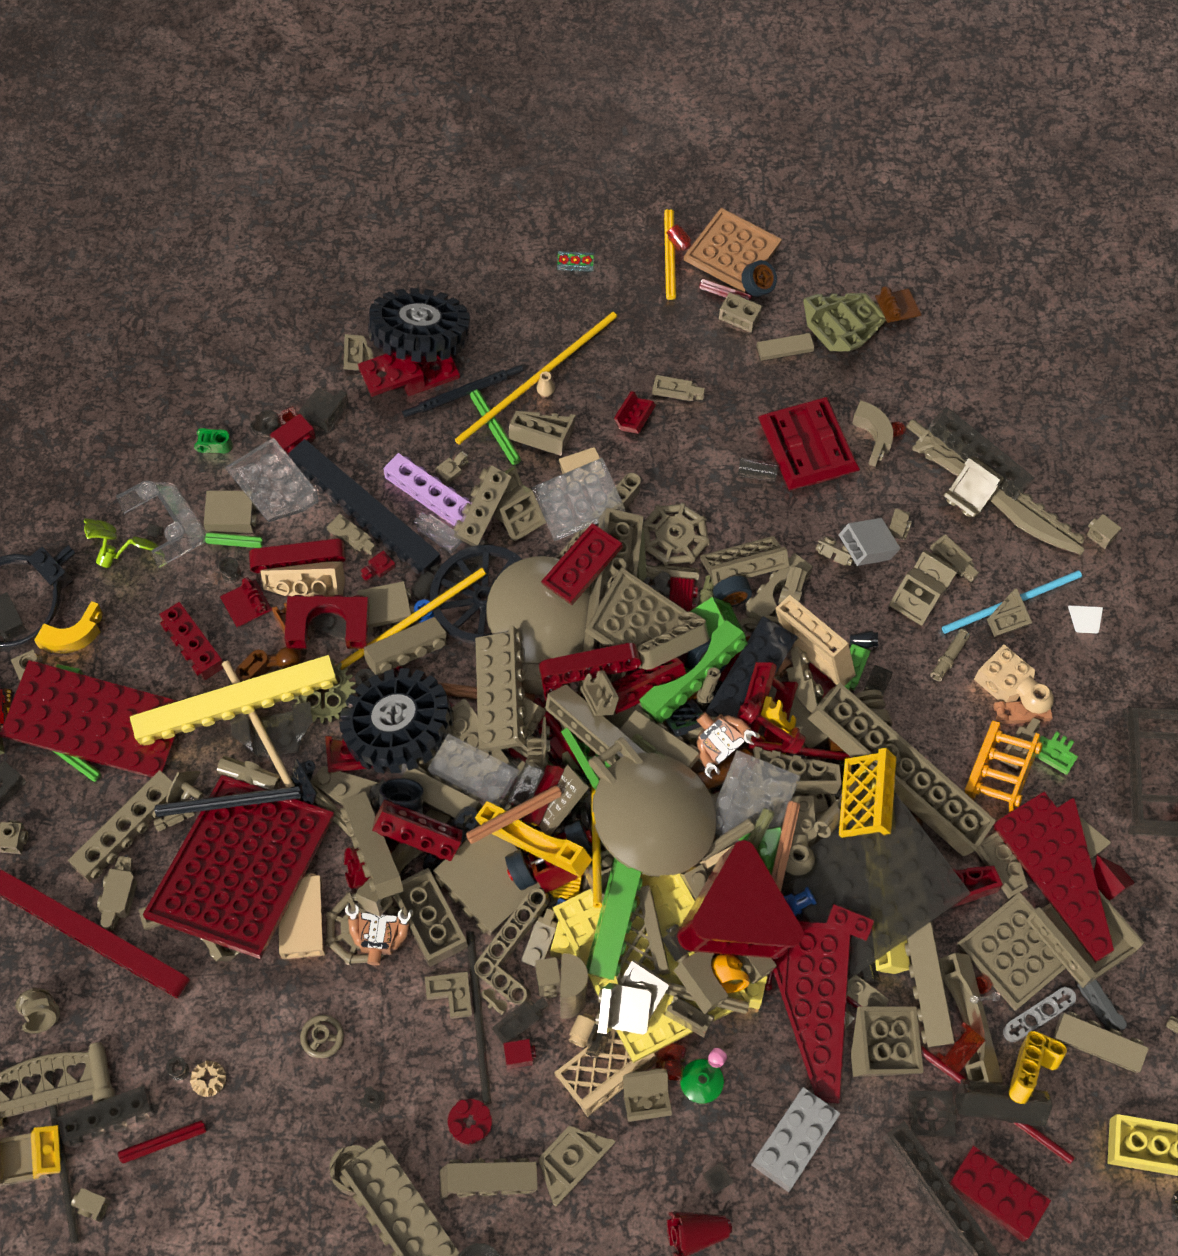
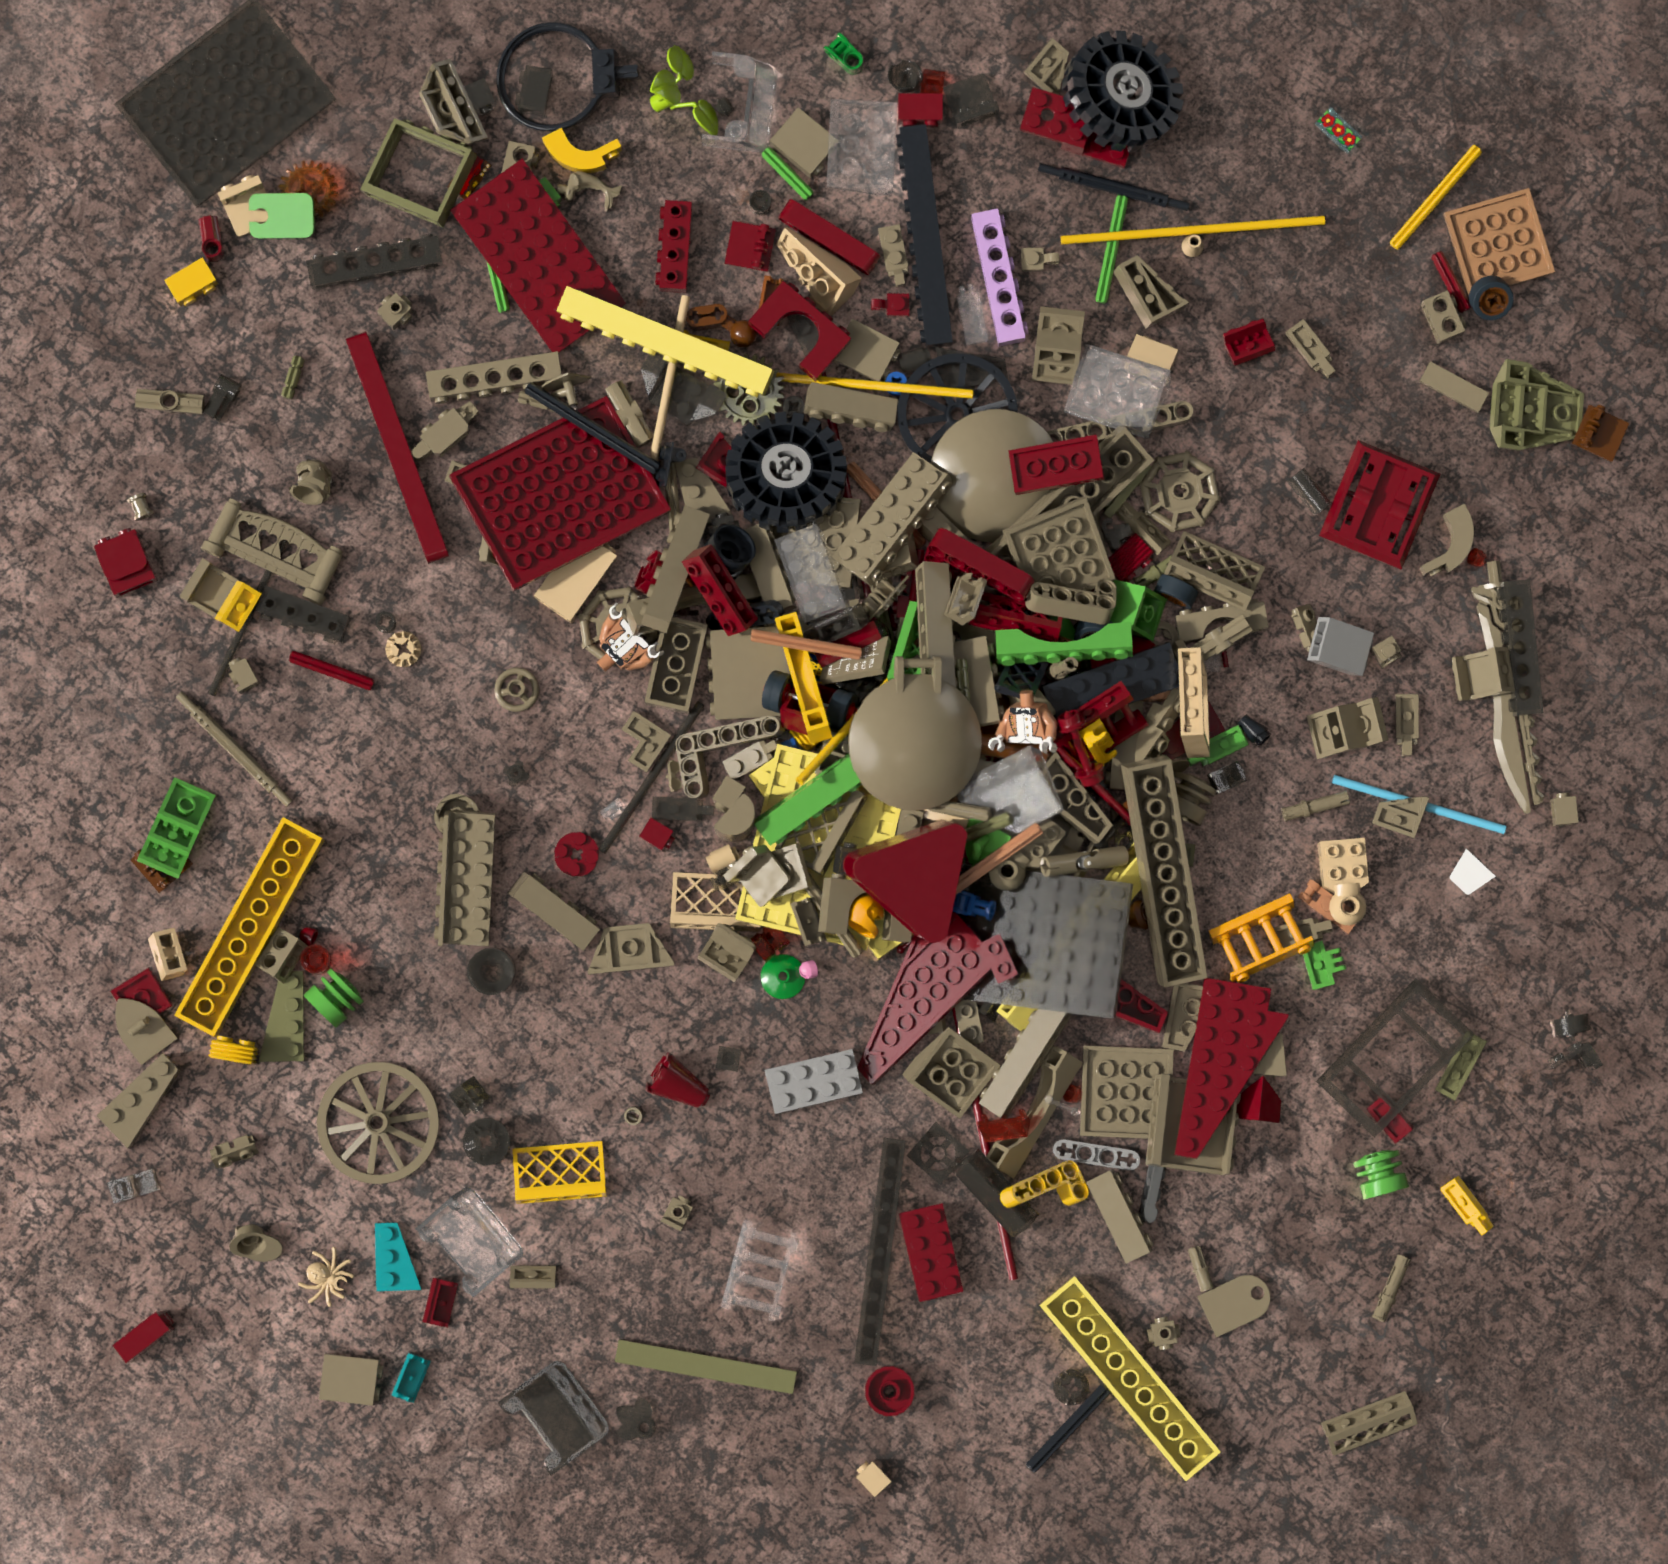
camera: 40 degrees right, 20 degrees up
(87, 648) = (581, 180): none -> dark tan animal
(469, 1064) = (613, 810): none -> clear plate
(482, 505) = (1022, 330): dark tan brick -> none
(679, 238) = (1454, 191): clear red brick -> none
(882, 792) = (1116, 880): yellow fence -> none

